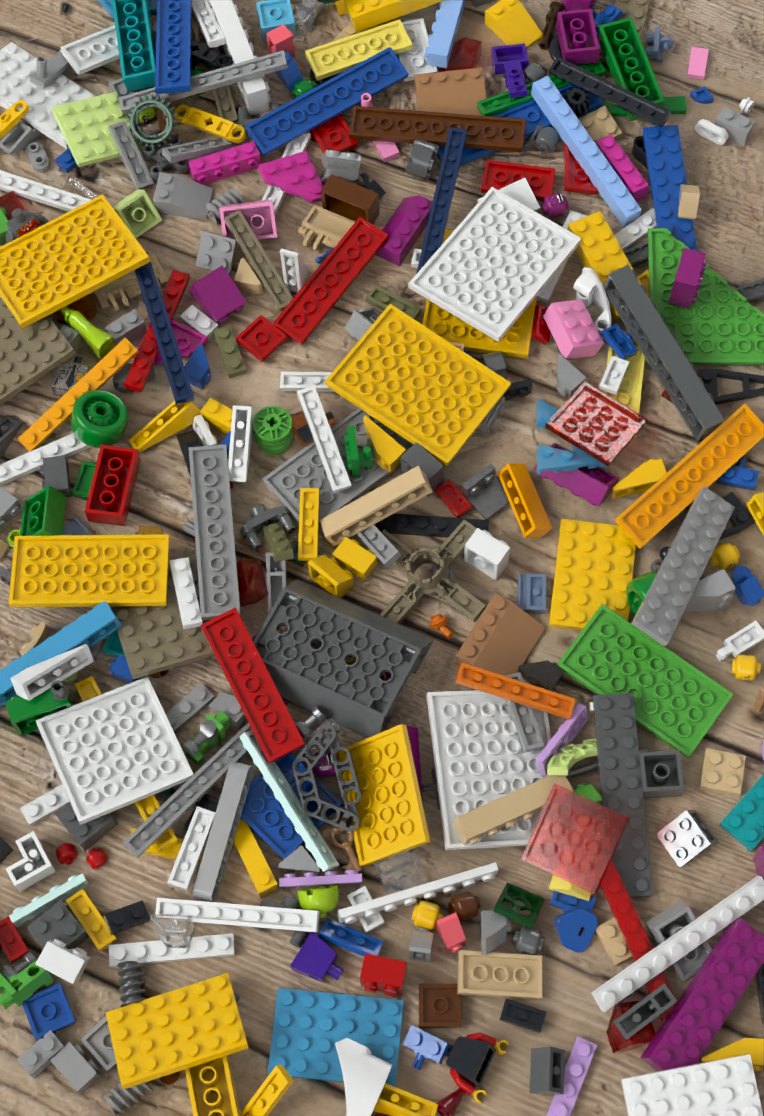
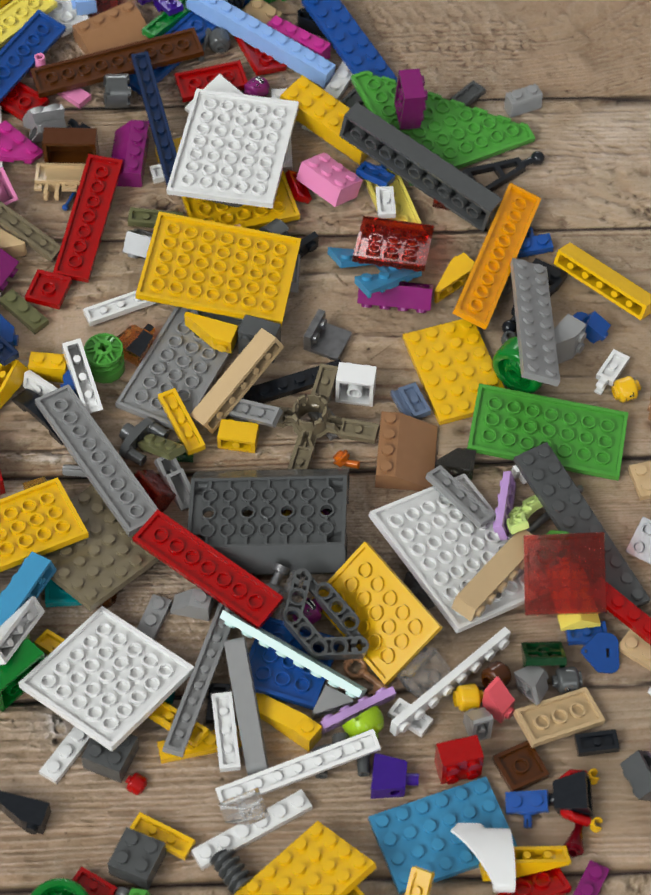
camera: 30 degrees left, 10 degrees down
(33, 867) = (81, 807): white brick -> none
(43, 903) = (110, 839): light aqua plate -> none
(59, 691) = (31, 644): dark grey pin -> none
(63, 962) = (160, 875): white brick -> none
(66, 853) = (105, 792): red piece -> none
(120, 670) = (73, 612): blue brick -> none
(126, 917) = (195, 818): black plate -> none
(185, 593) = (101, 521): white plate -> none
(210, 735) = (189, 630): hips -> none
(294, 270) = (52, 216): white slope -> none
(324, 439) = (157, 346): white plate -> none
(330, 576) = (223, 457): yellow slope -> none
(349, 938) = (409, 747): blue plate -> none
(354, 458) = (193, 346): green plate -> none
(453, 499) = (299, 354): red plate -> none
(515, 690) = (445, 478): orange plate -> none
(524, 500) = (363, 330): light orange brick -> none
(568, 377) = (345, 220): light grey slope -> none
(591, 287) = (331, 141): white panel -> none
(661, 774) = (606, 498): dark grey brick -> none
(688, 201) = (373, 43): tan slope -> none
(725, 556) = (560, 308): yellow head -> none

